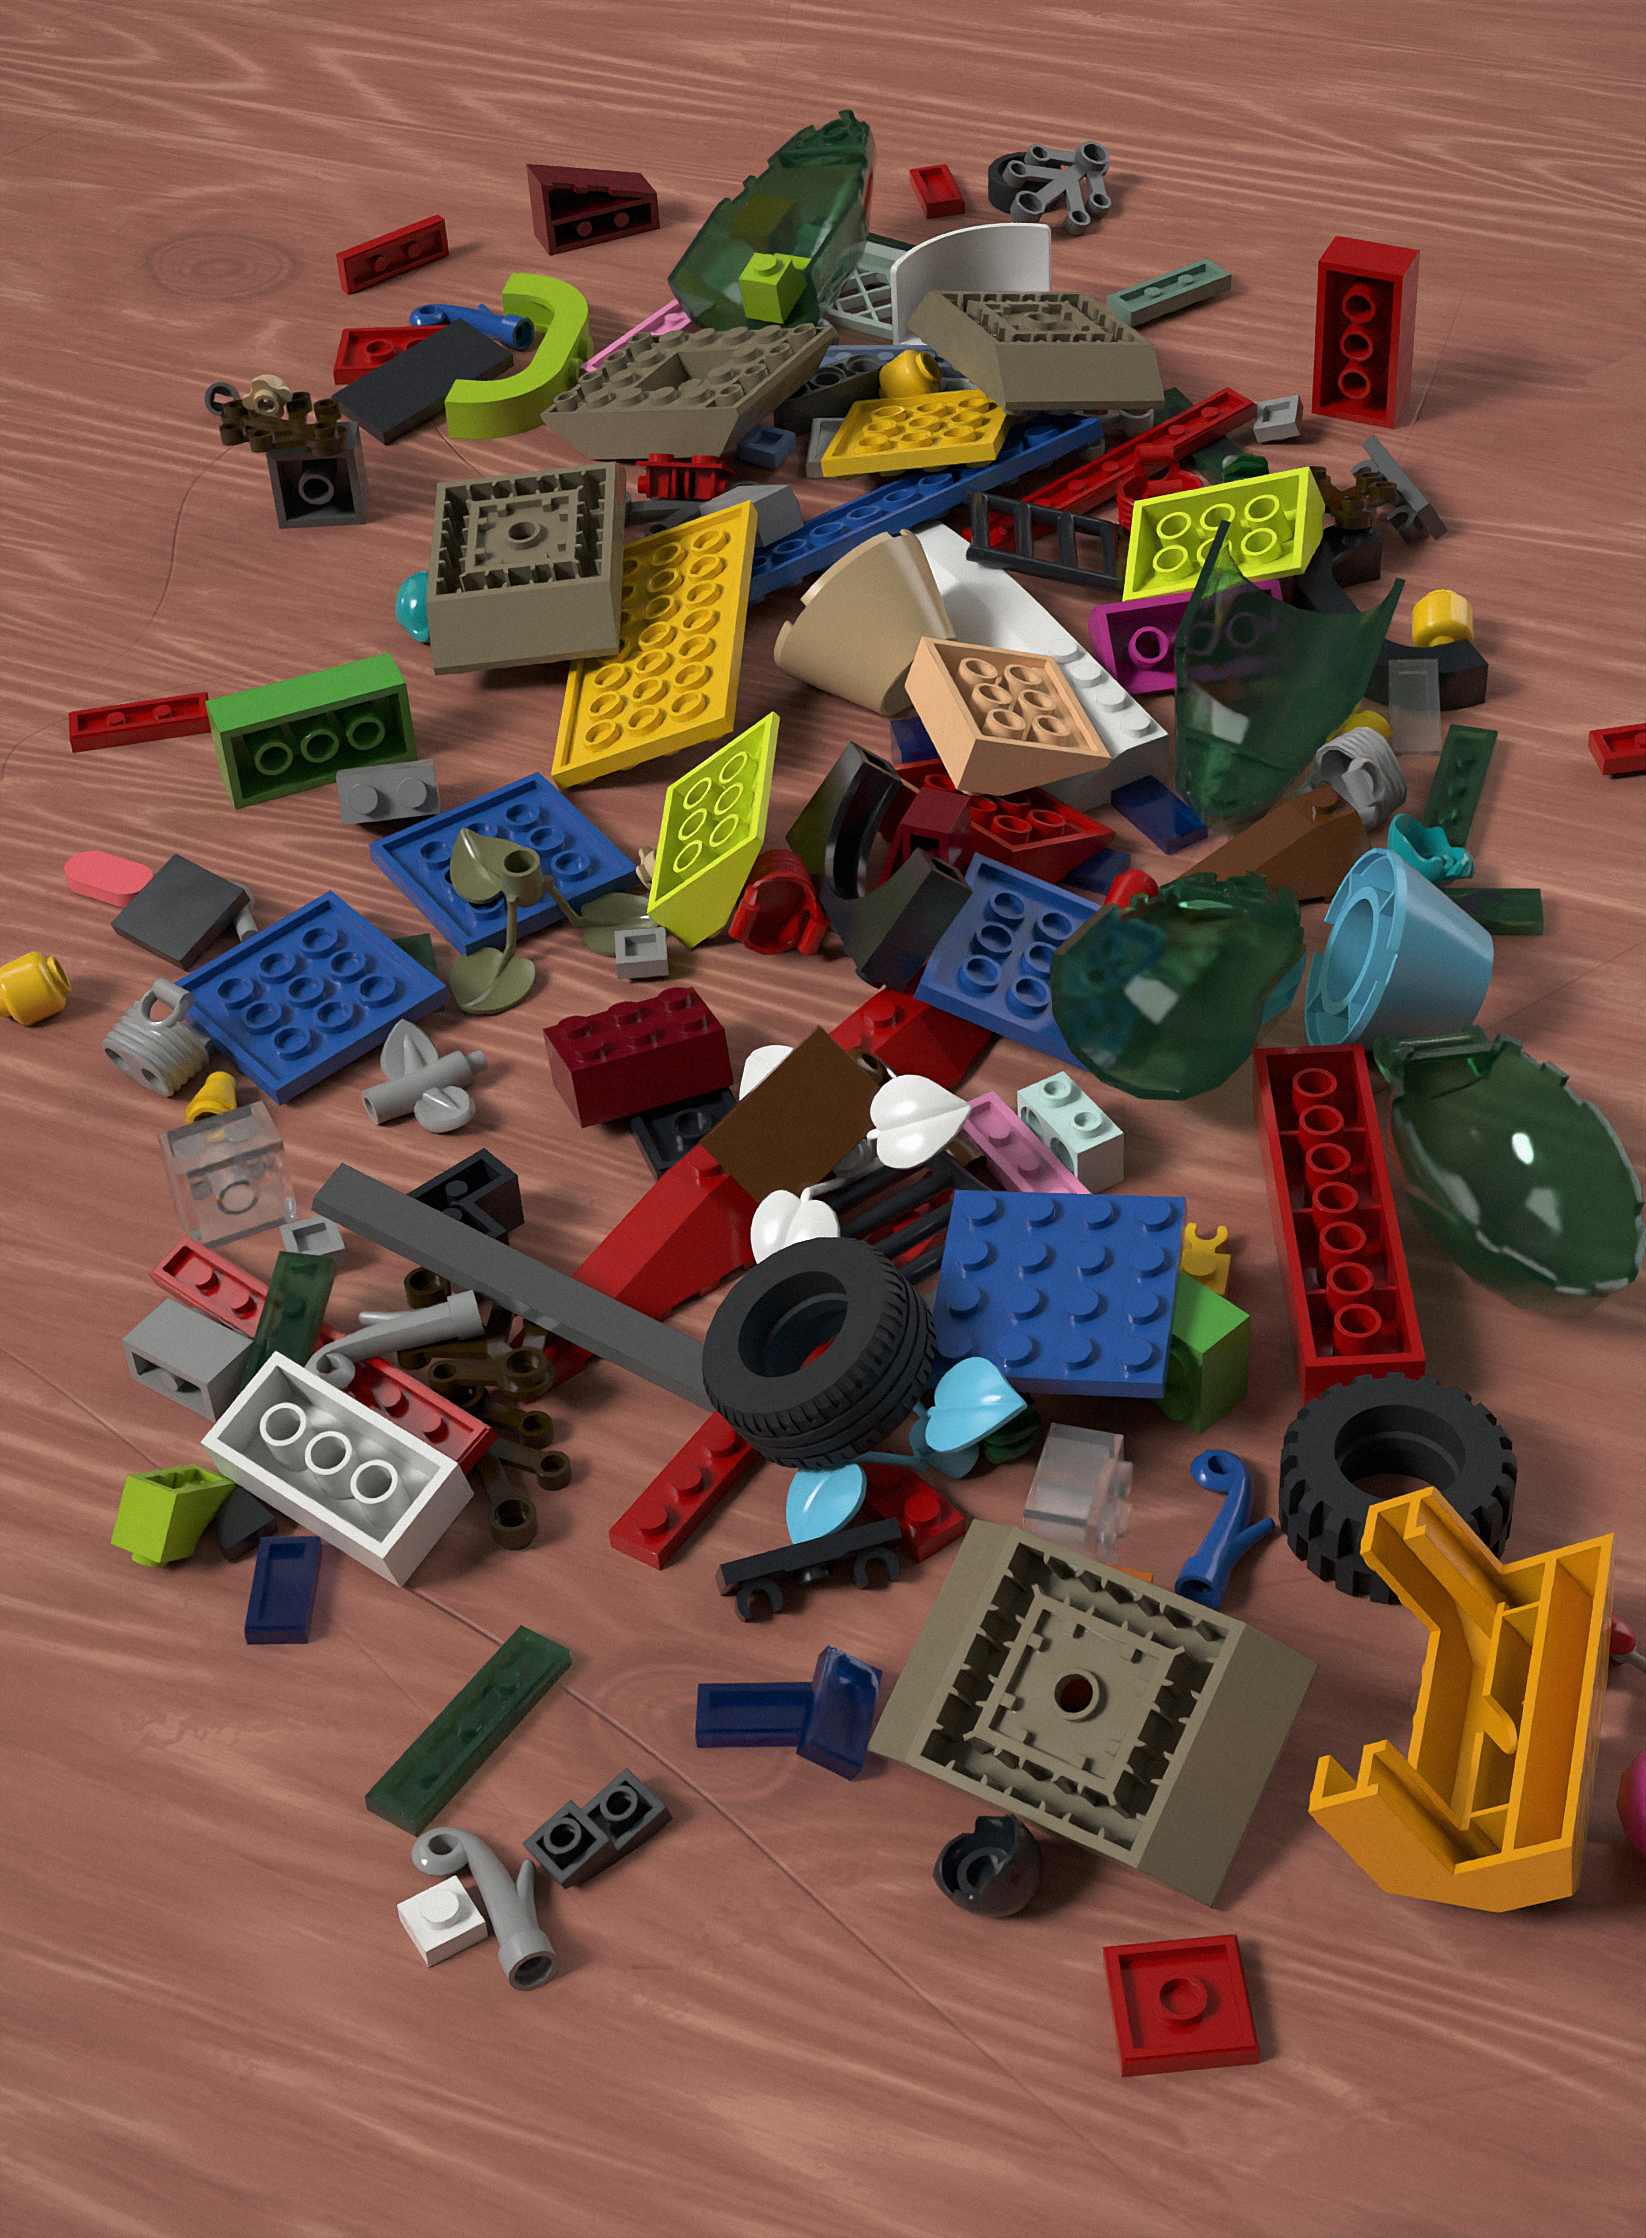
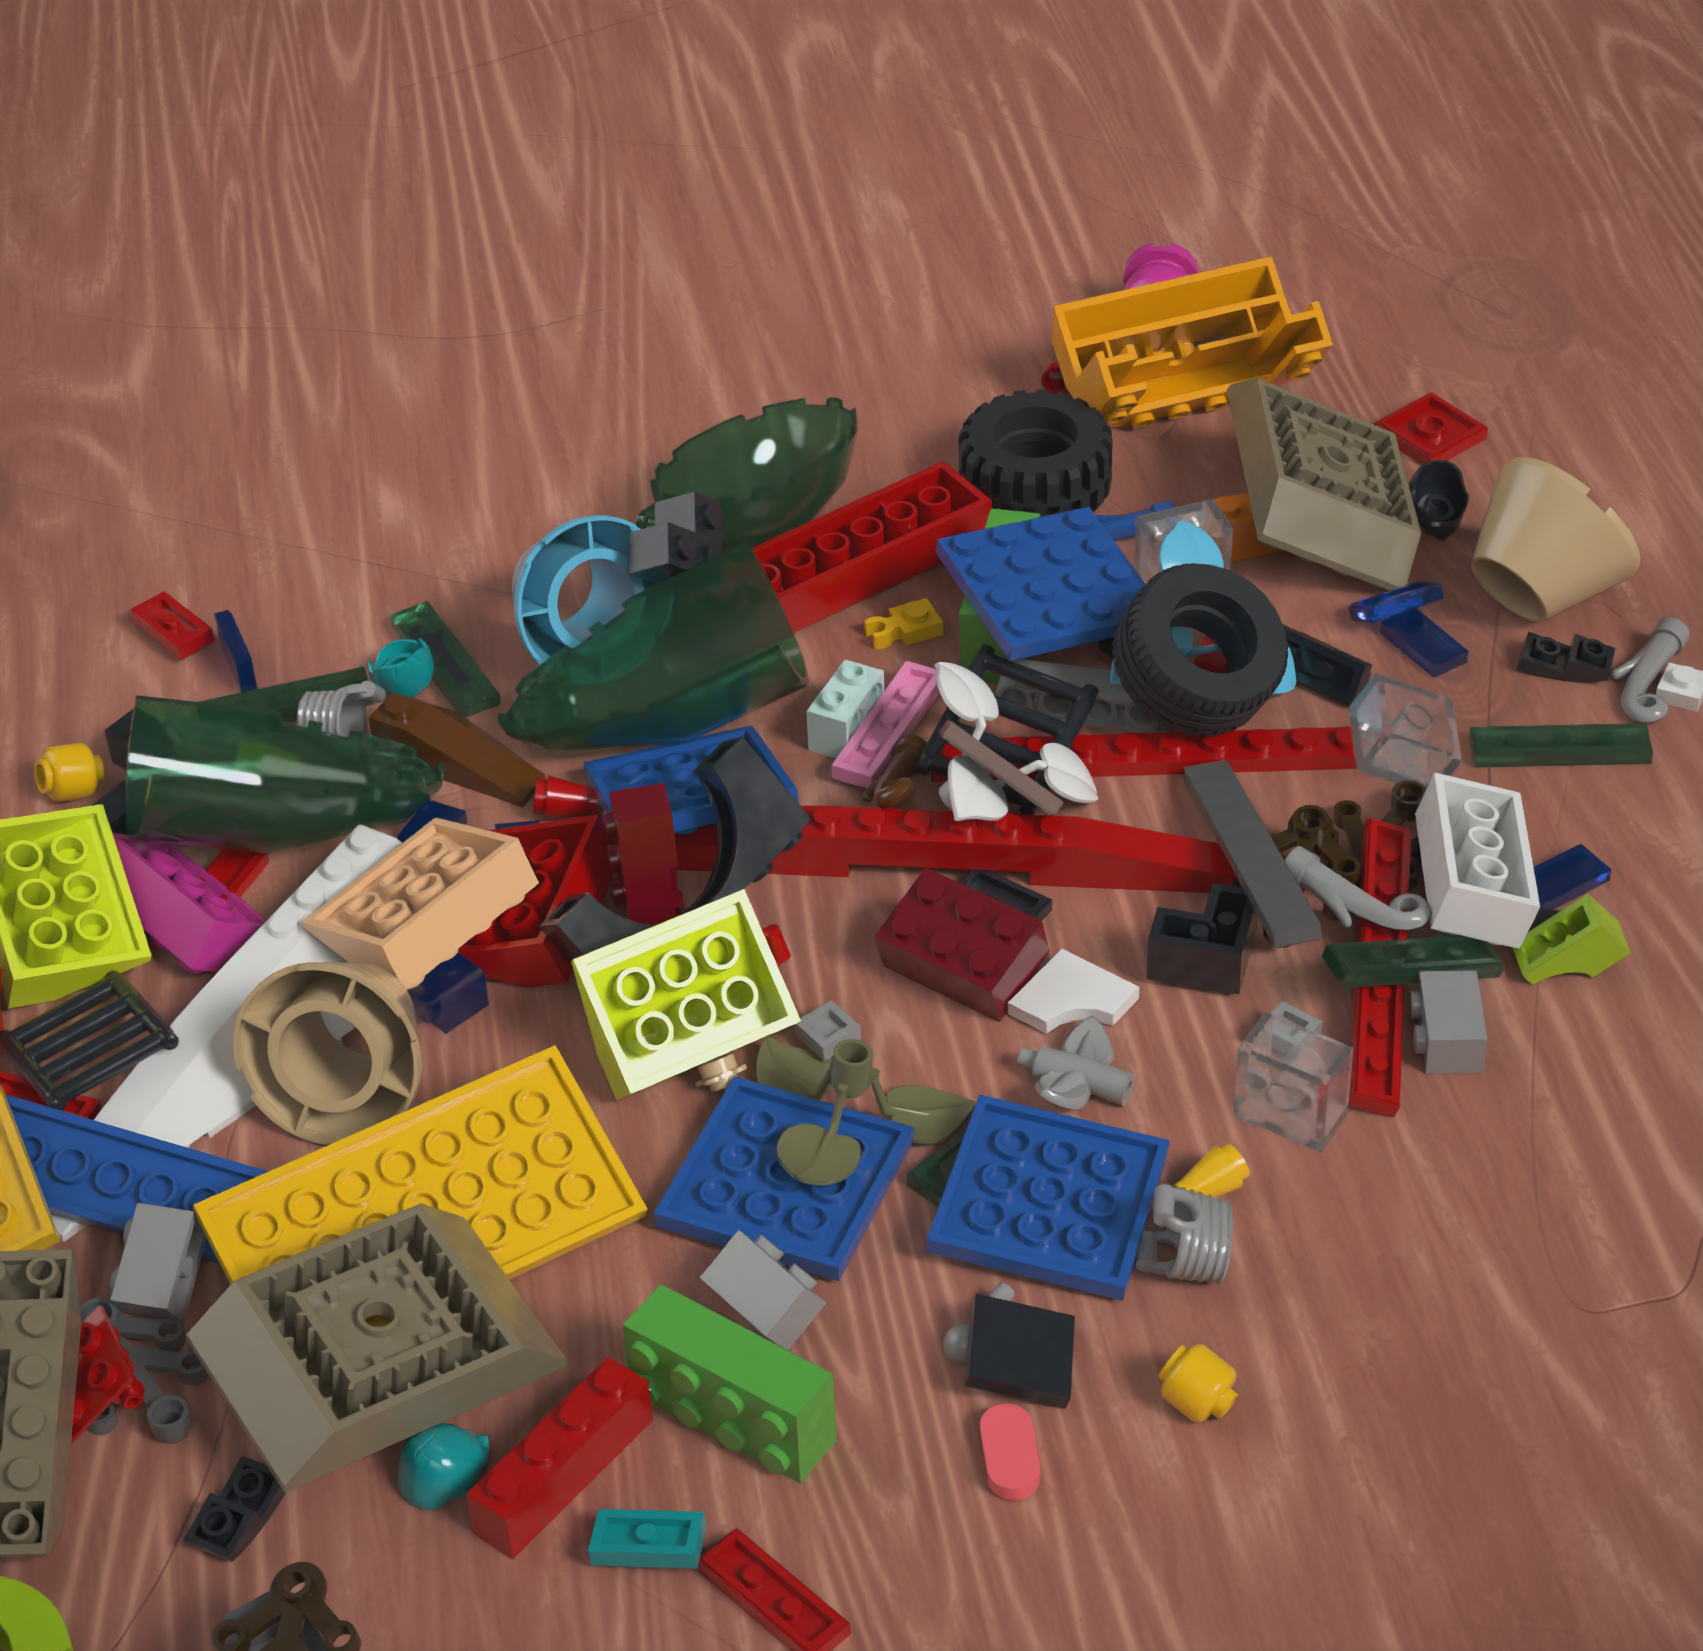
camera: 125 degrees left, 0 degrees up
(248, 668) = (647, 1538): none -> teal plate
(350, 620) = (559, 1457): none -> red brick
(530, 1130) = (1072, 991): none -> white tile
(578, 1531) = (1403, 732): none -> clear brick
(751, 1913) = (1549, 542): none -> tan cone
(1338, 995) = (683, 536): none -> black brick
(1554, 767) = (235, 651): none -> clear blue tile

